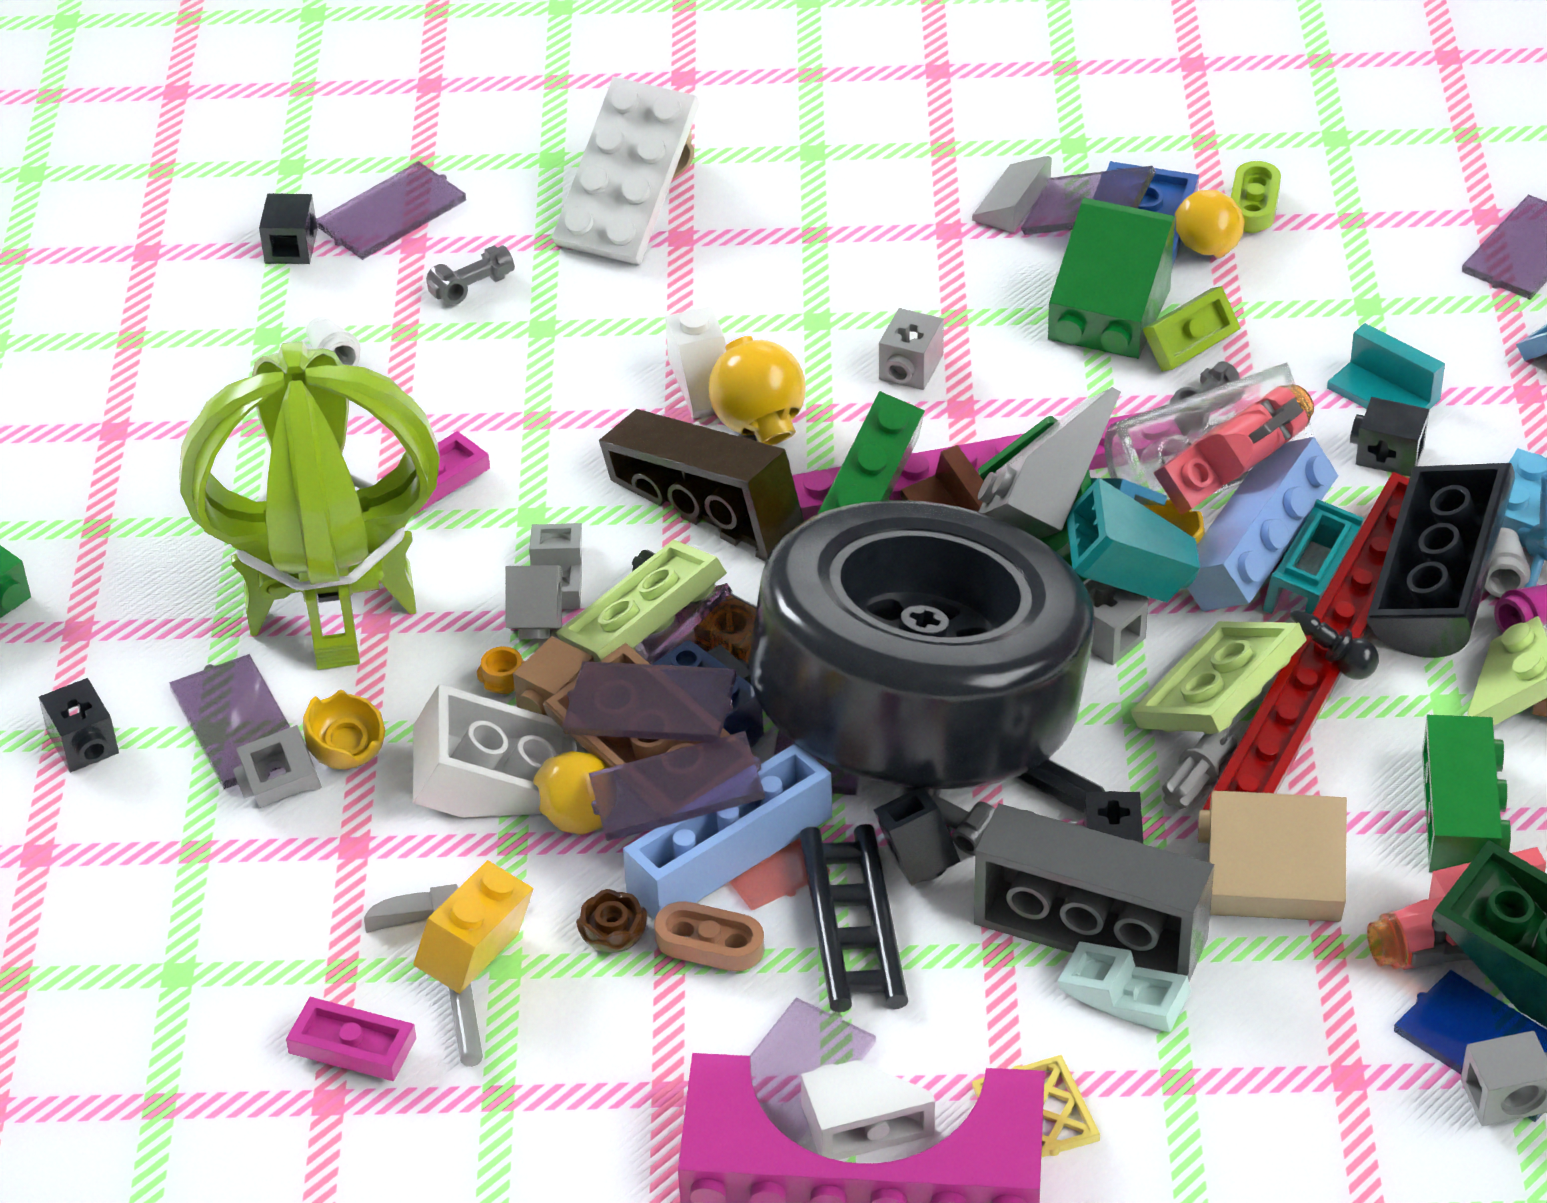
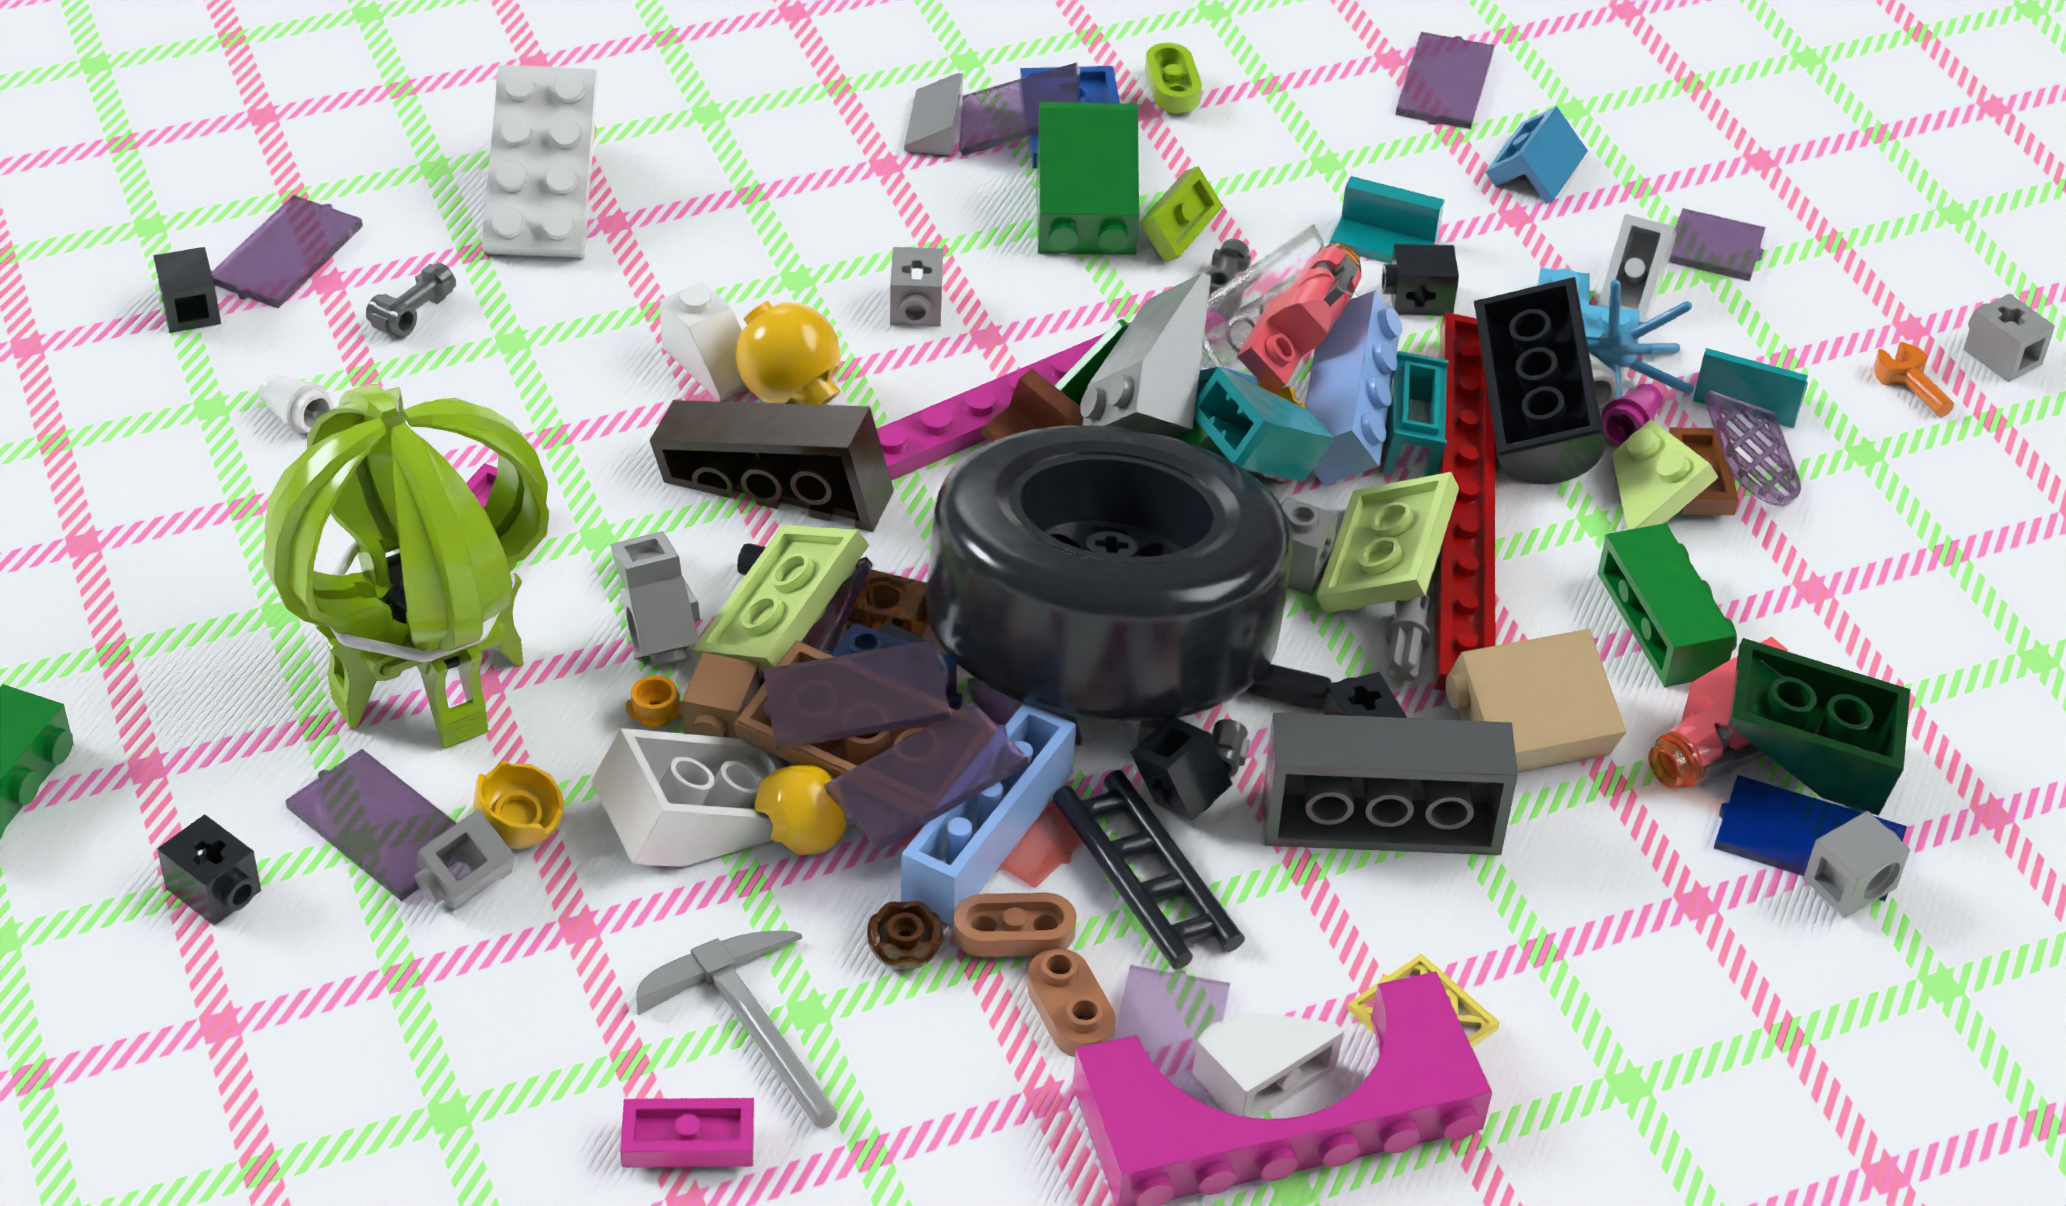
camera: 25 degrees left, 0 degrees up
(473, 926) = (773, 977): yellow brick -> none
(727, 1011) = (1062, 993): none -> nougat plate
(877, 453) = (950, 408): green brick -> none
(1112, 983) = (1430, 870): light aqua slope -> none
(1134, 659) = (1312, 543): none -> light grey brick
(1210, 223) = (1158, 107): yellow hair -> none
(1354, 656) = (1503, 494): black bar -> none

